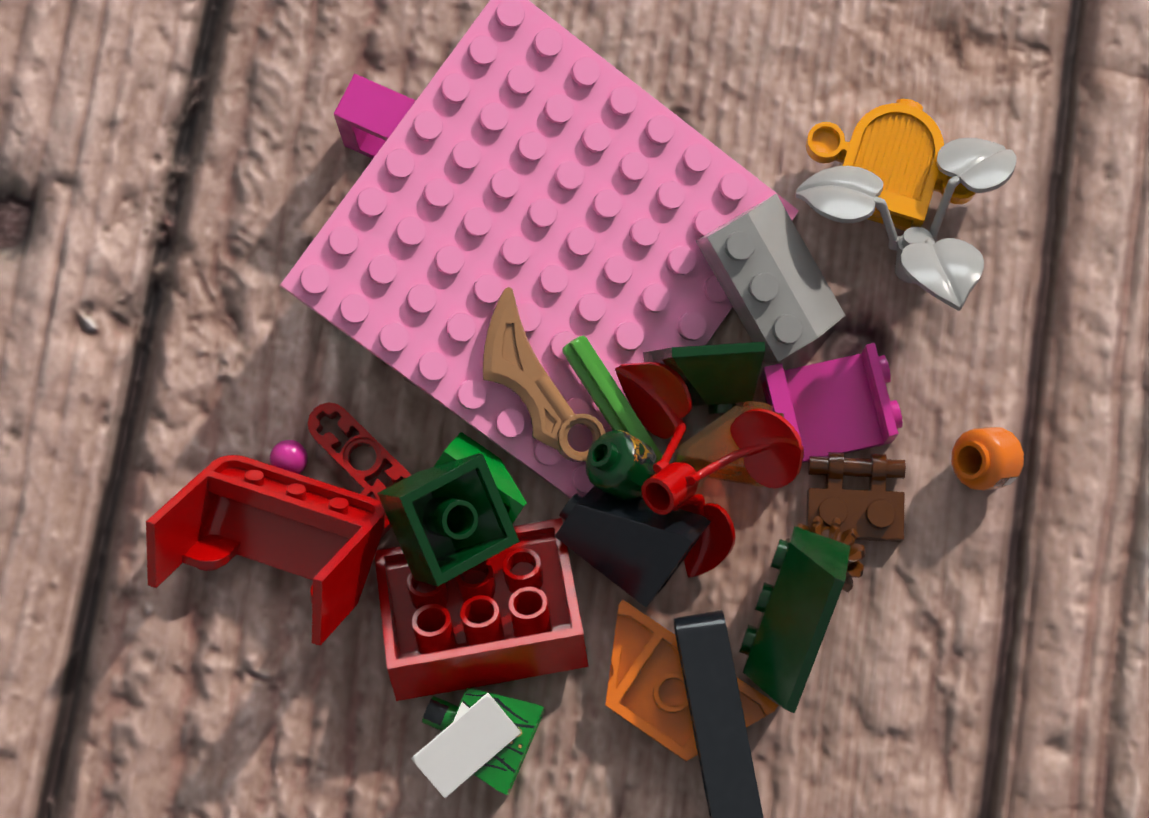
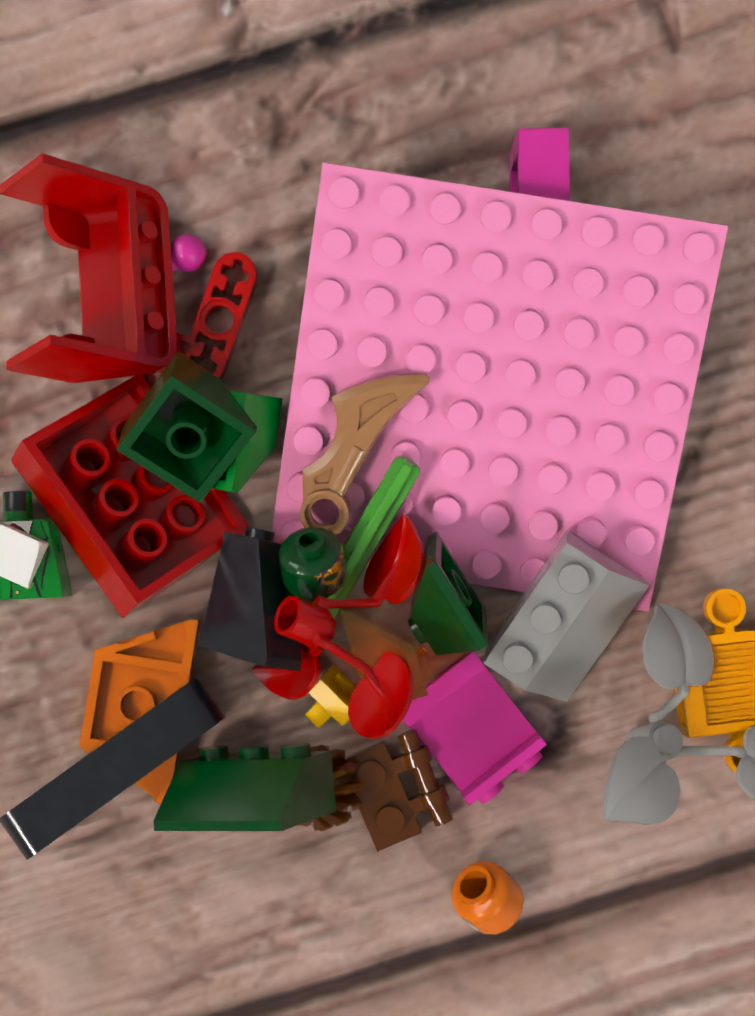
camera: 60 degrees right, 10 degrees up
(748, 511) = (332, 698): none -> yellow tile

